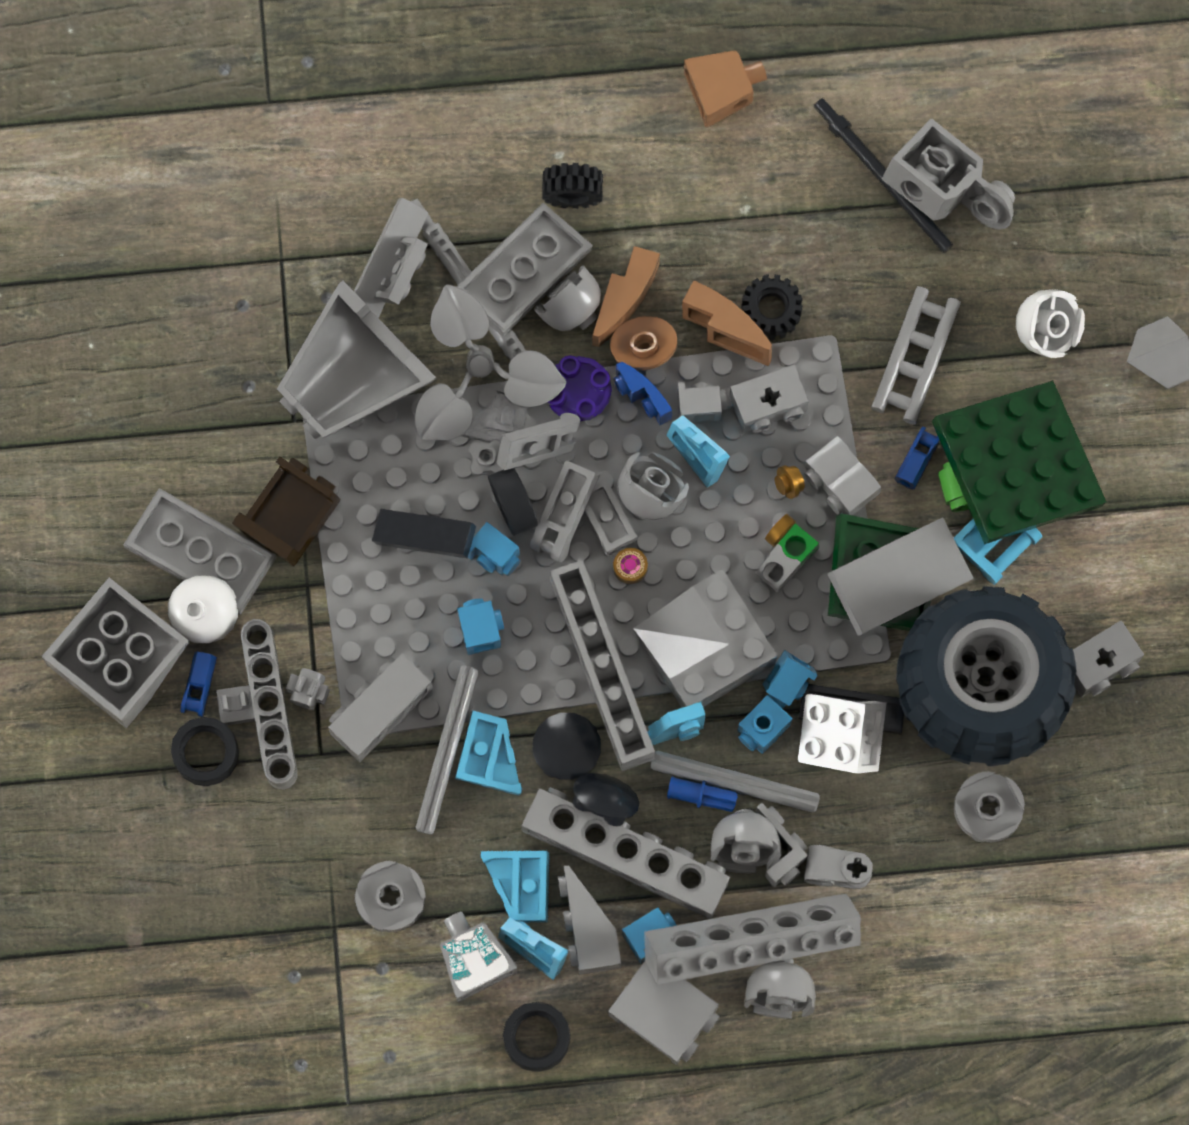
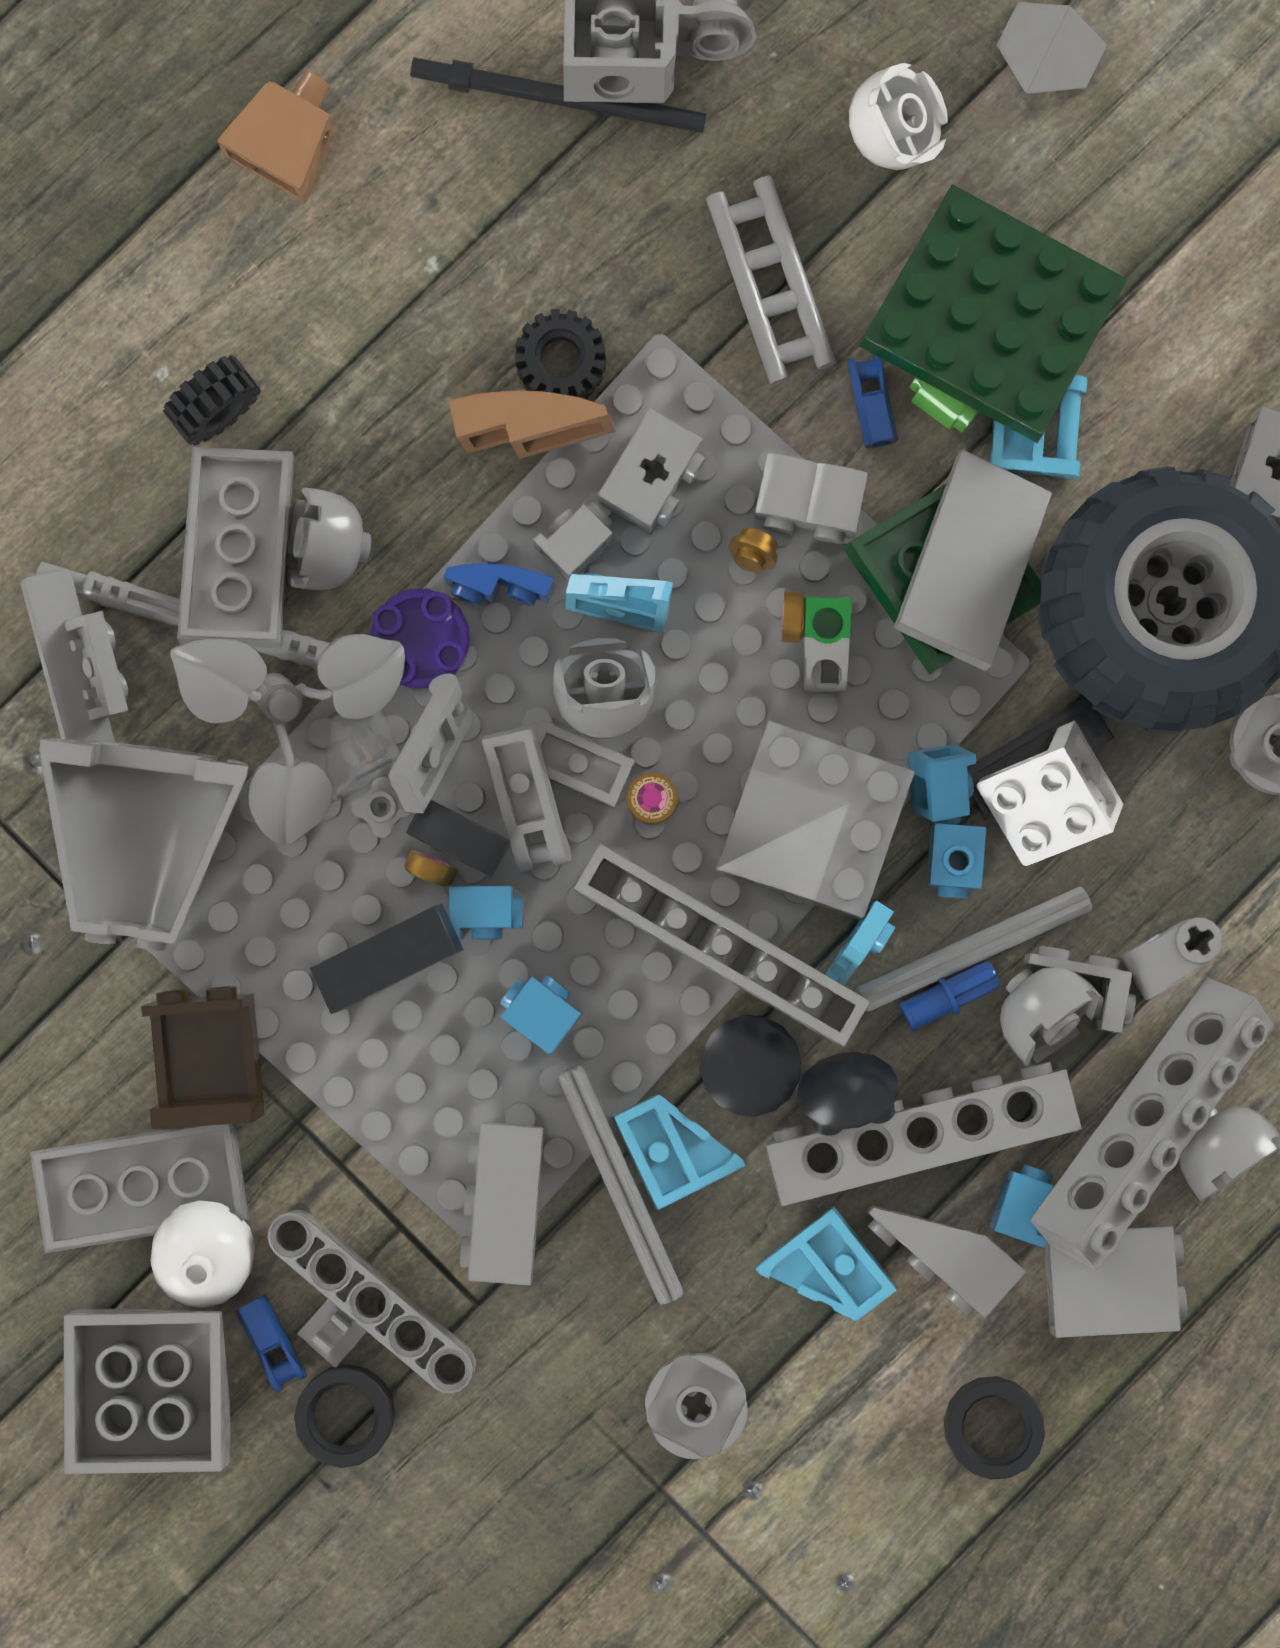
camera: 35 degrees left, 10 degrees up
(307, 689) = (402, 1247): light grey gear -> none
(474, 957) = (850, 1398): torso -> none
(485, 507) = (430, 868): none -> pearl gold tile
(534, 947) = (926, 1329): medium azure wing -> none
(625, 294) = (379, 479): medium nougat slope -> none
(644, 342) = (438, 510): medium nougat dish -> none

